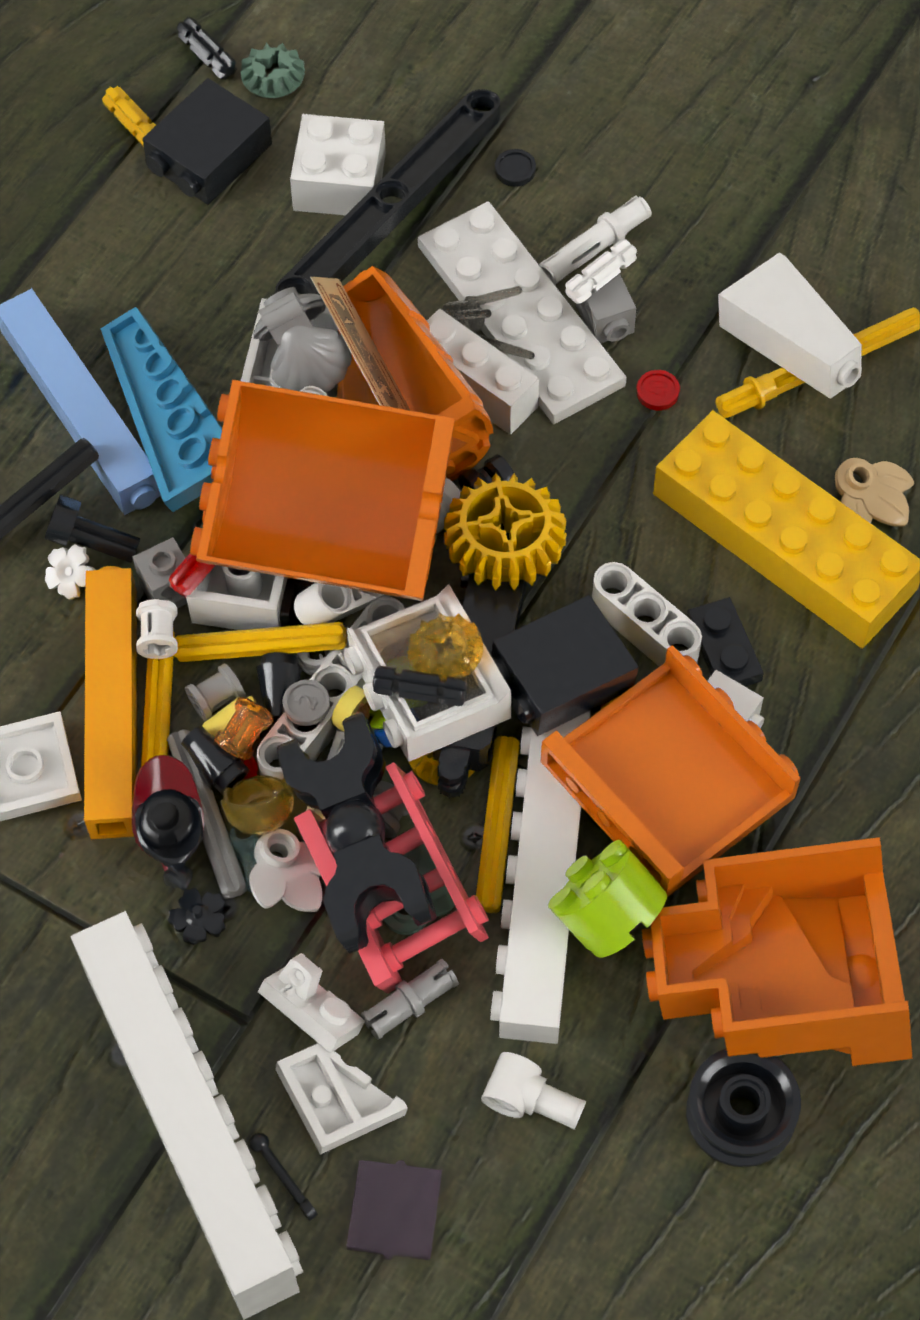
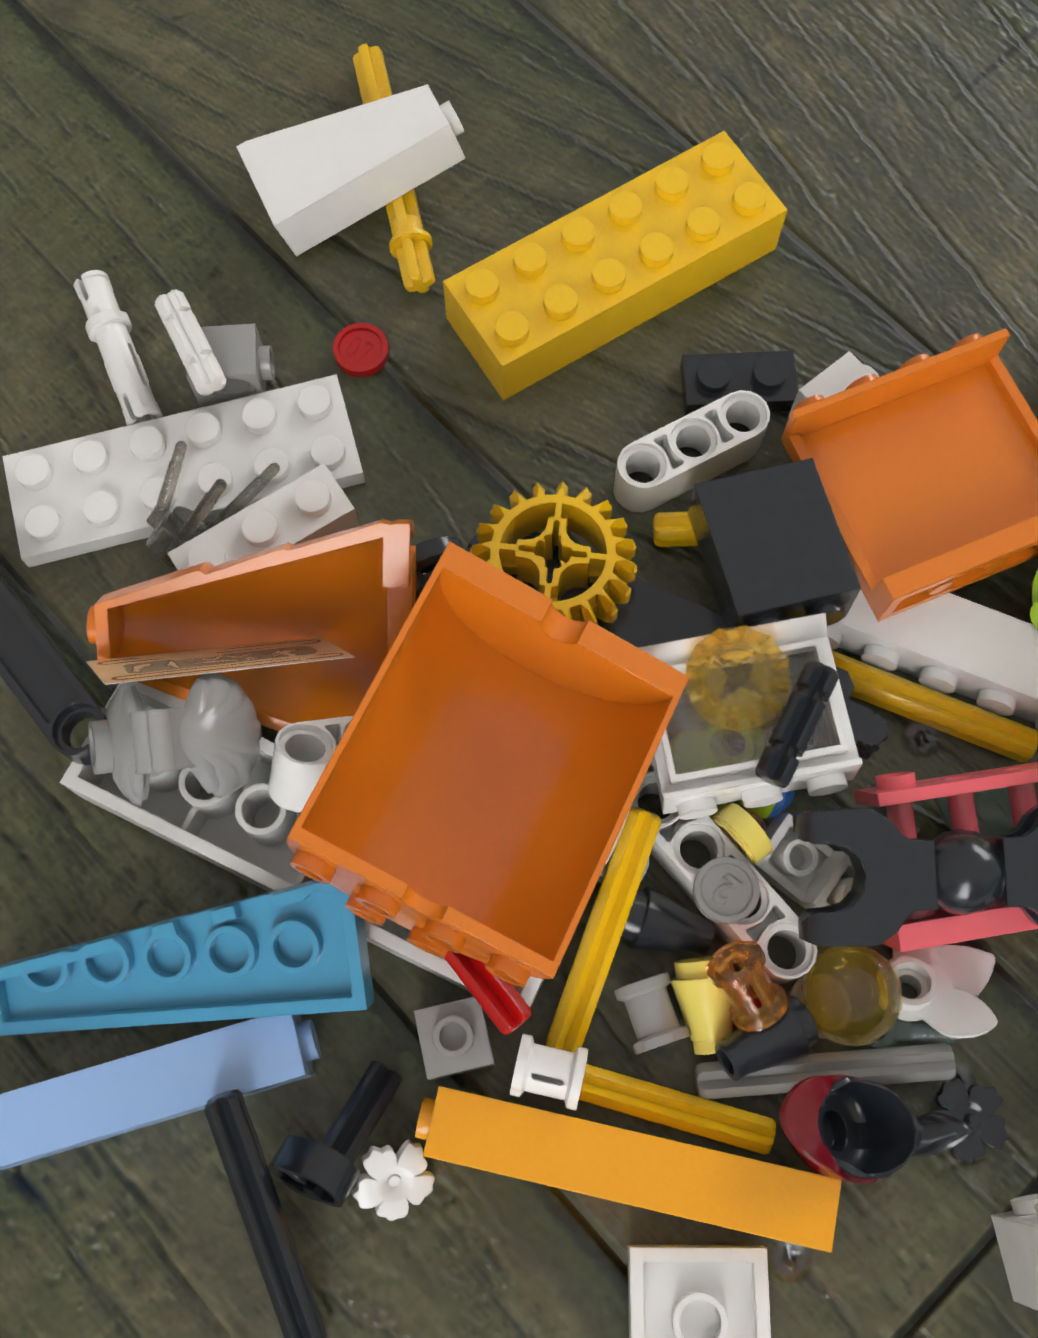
camera: 75 degrees left, 10 degrees up
(879, 495) = (582, 168): tan plate -> none

